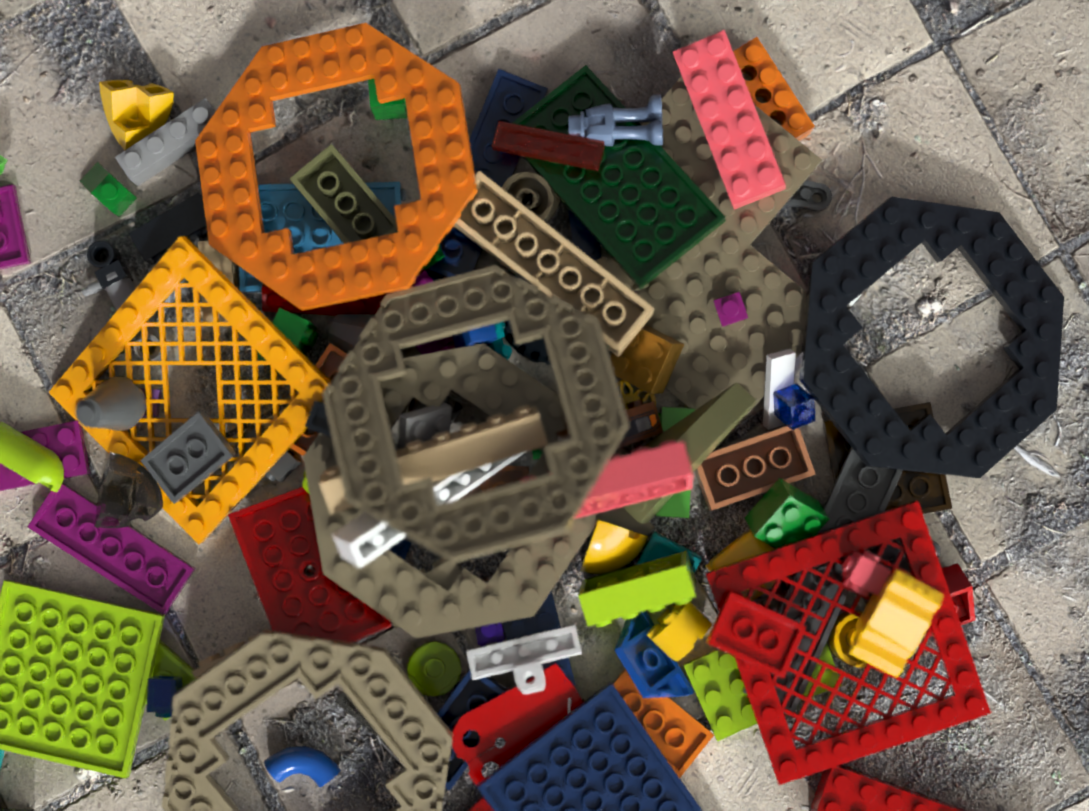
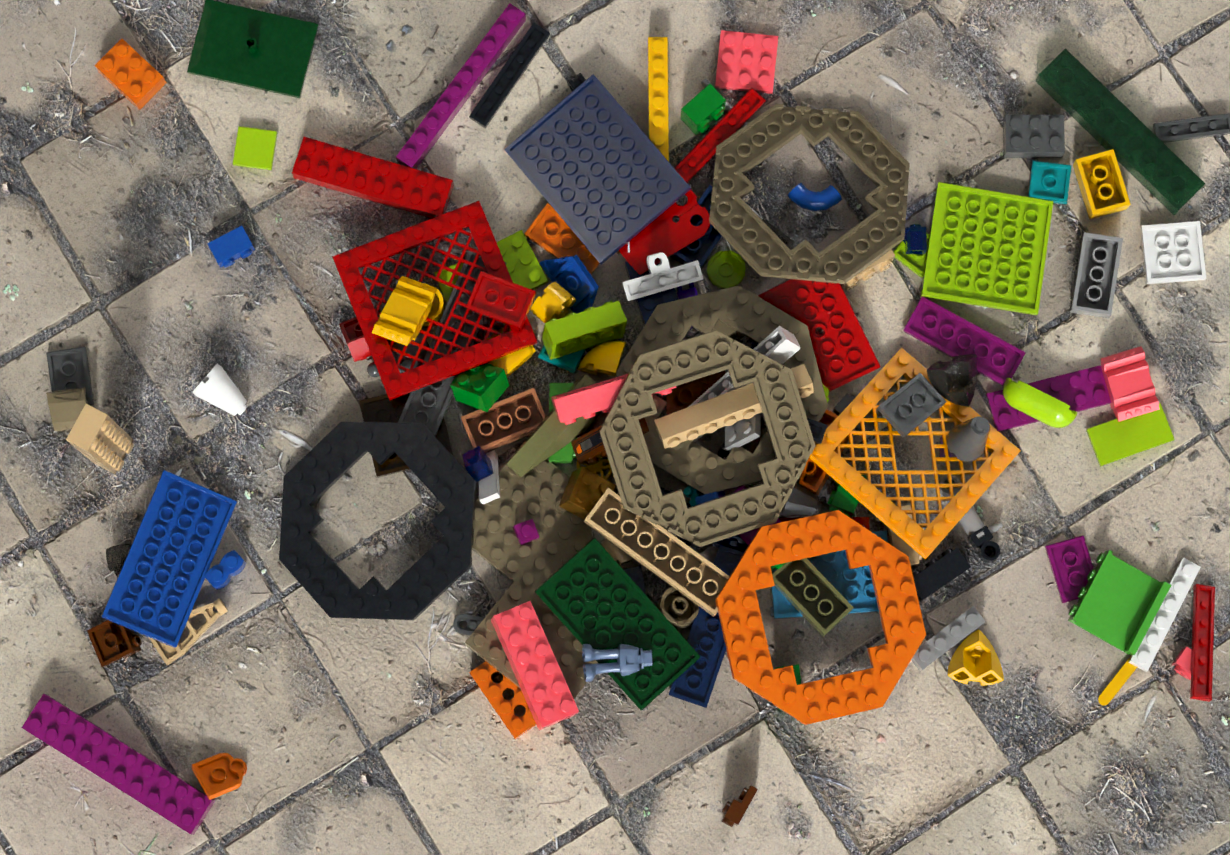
camera: 175 degrees right, 5 degrees down
(108, 189) = (992, 602): green slope -> none
(548, 145) = (666, 642): clear red plate -> none
(864, 573) = (426, 345): coral brick -> none

